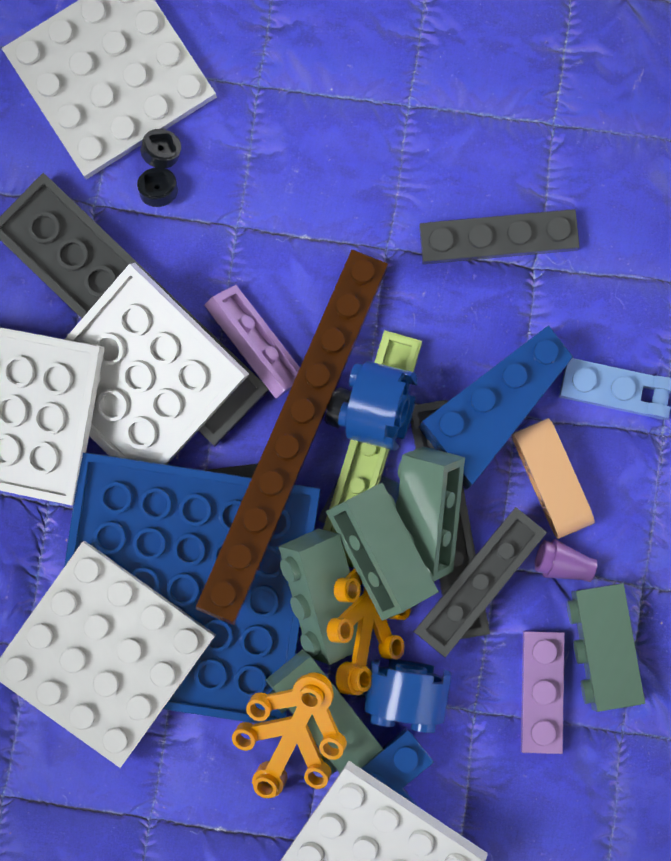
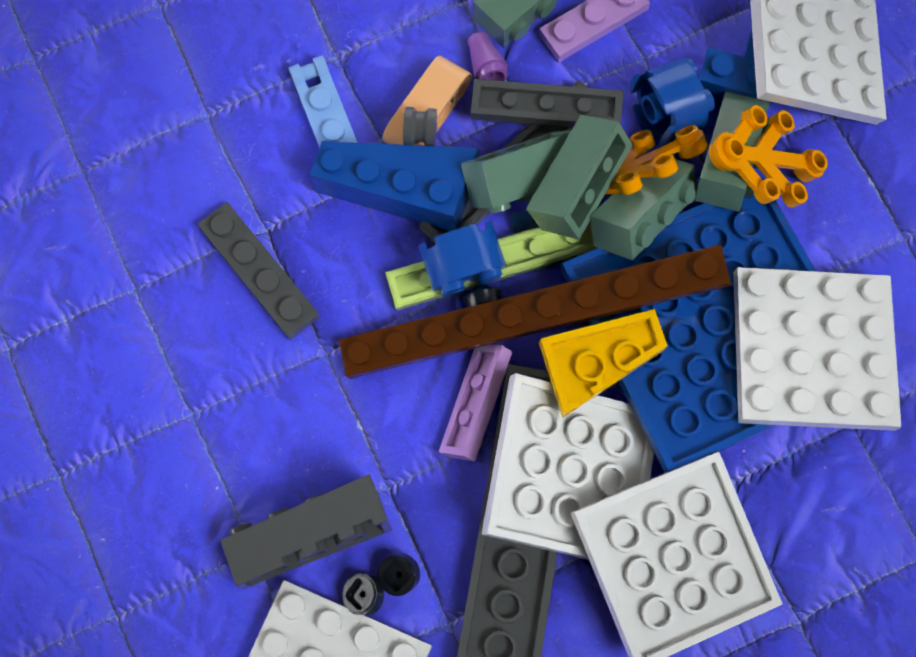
camera: 120 degrees left, 10 degrees down
(214, 457) = (598, 356): none -> yellow wing
(238, 134) = (305, 532): none -> dark grey wedge
(527, 448) = (420, 126): none -> dark grey wheel

